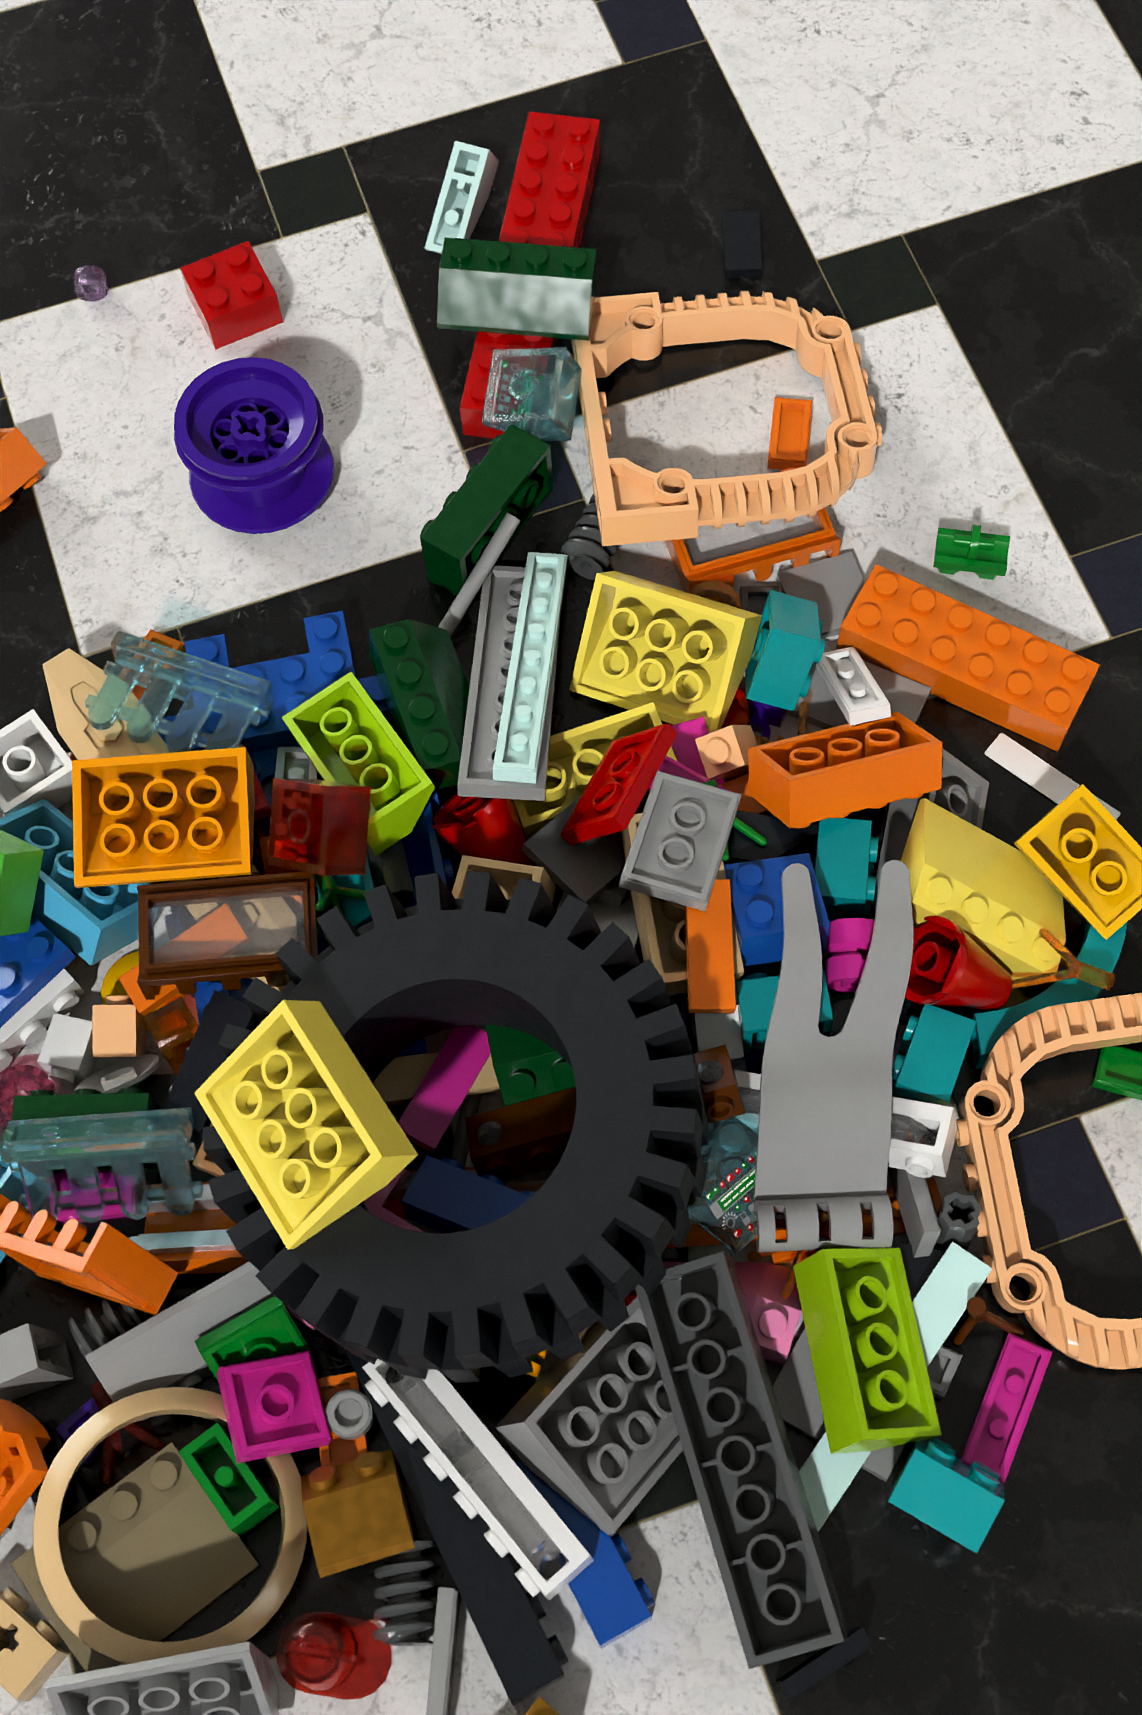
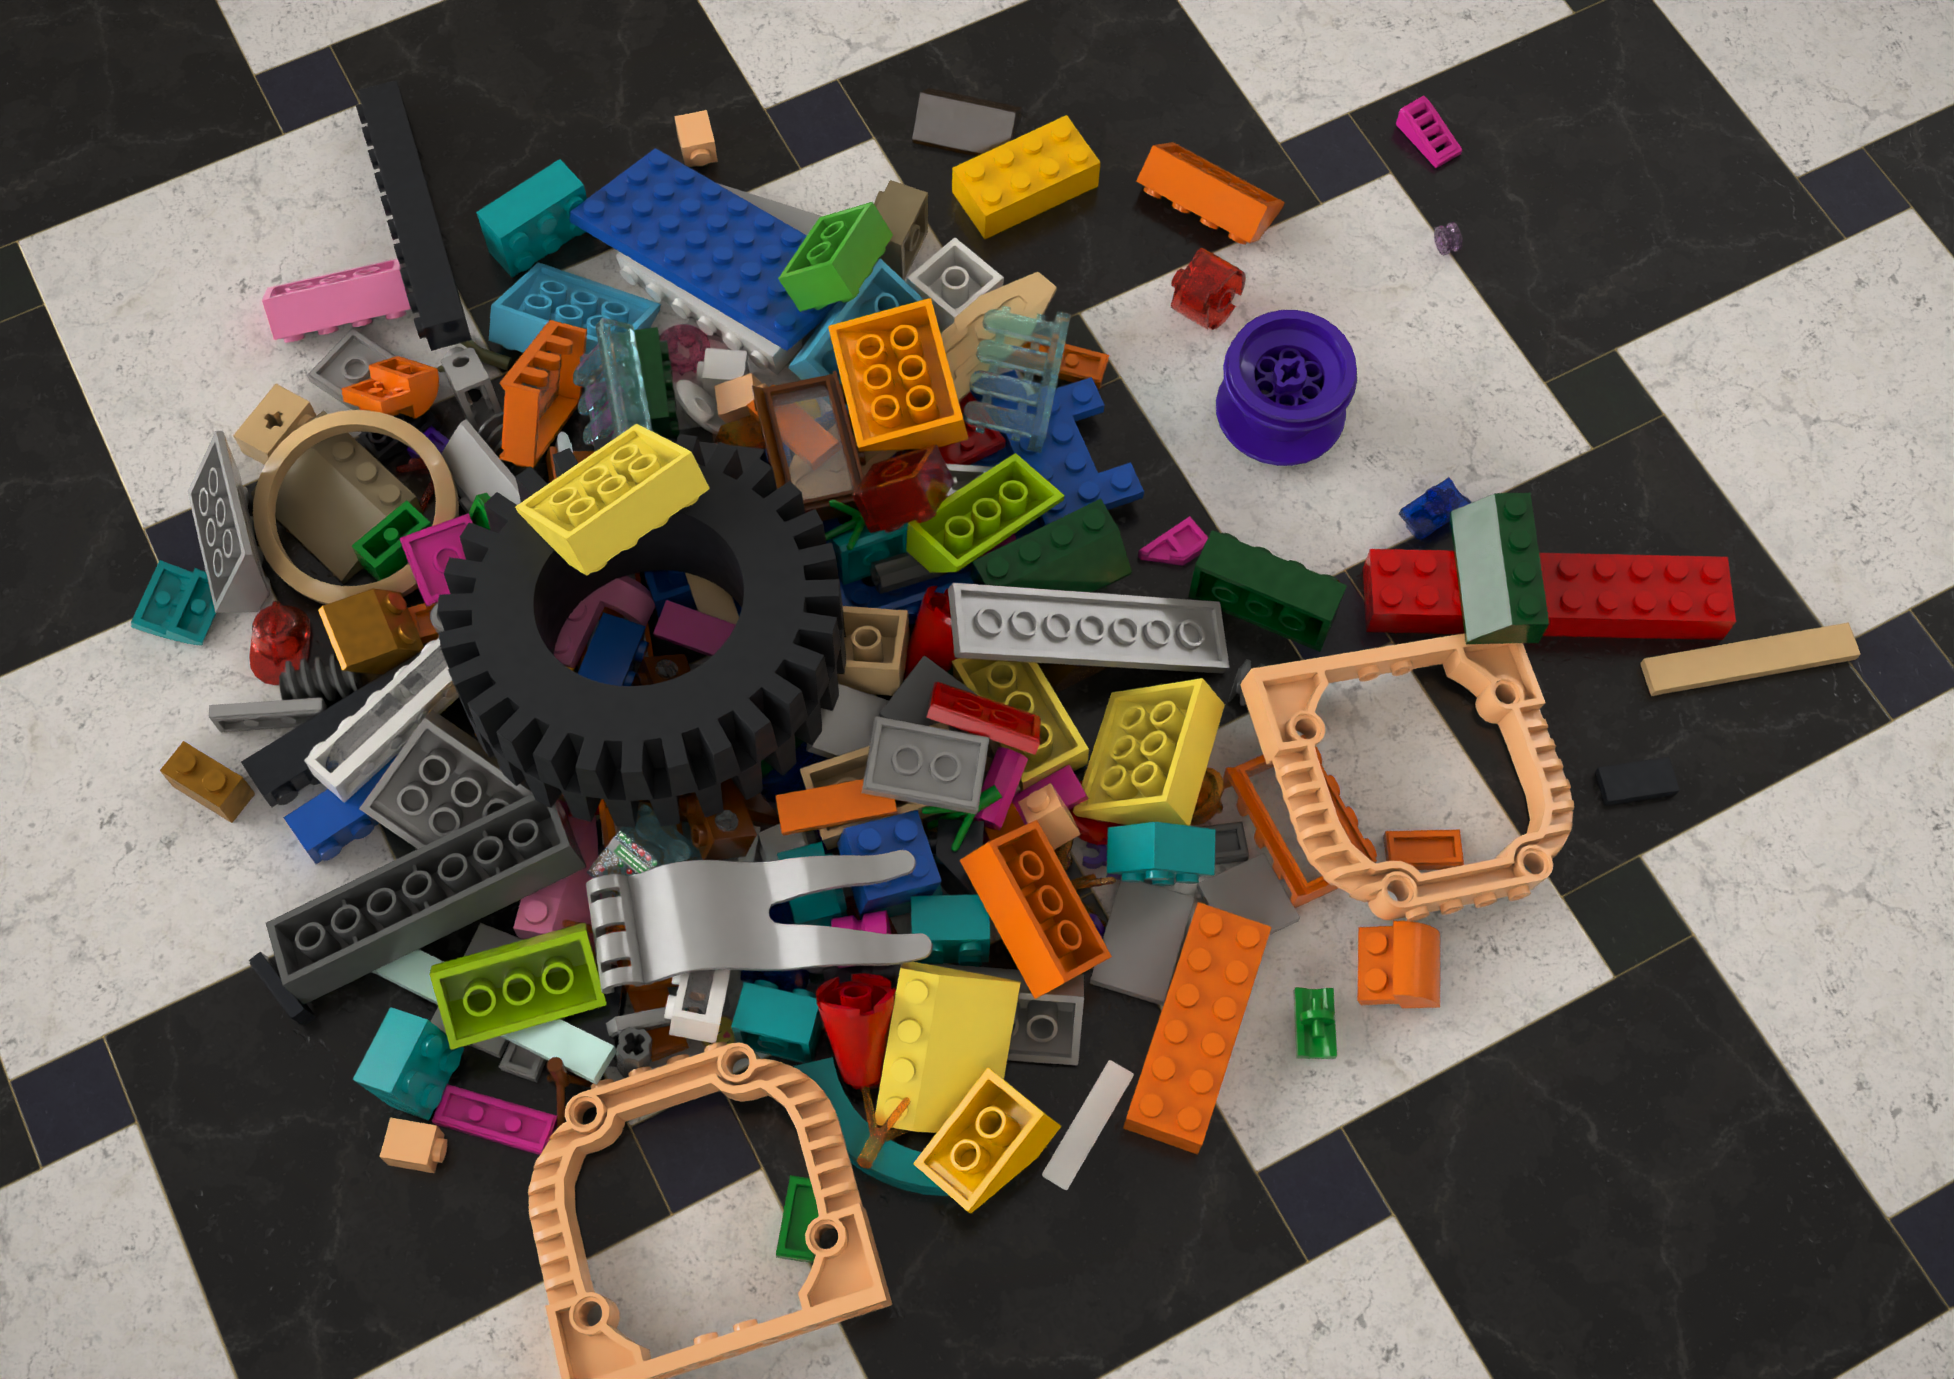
camera: 75 degrees right, 0 degrees up
(98, 511) = (1207, 289): none -> clear red brick
(232, 295) = (1460, 349): red brick -> none
(401, 594) = (1176, 545): none -> dark pink tile
(417, 351) = (1432, 508): none -> clear blue hips
(462, 194) = (1620, 520): light aqua slope -> none
(479, 573) = (1194, 592): light grey bar -> none
(530, 669) = (1099, 638): light aqua tile -> none
(533, 392) = (1386, 600): clear light blue slope -> none
(628, 132) = (1749, 659): none -> tan tile
(853, 686) = (1136, 918): white tile -> none
(914, 474) = (1399, 965): none -> orange brick
(1036, 1503) = (413, 1145): none -> light nougat brick

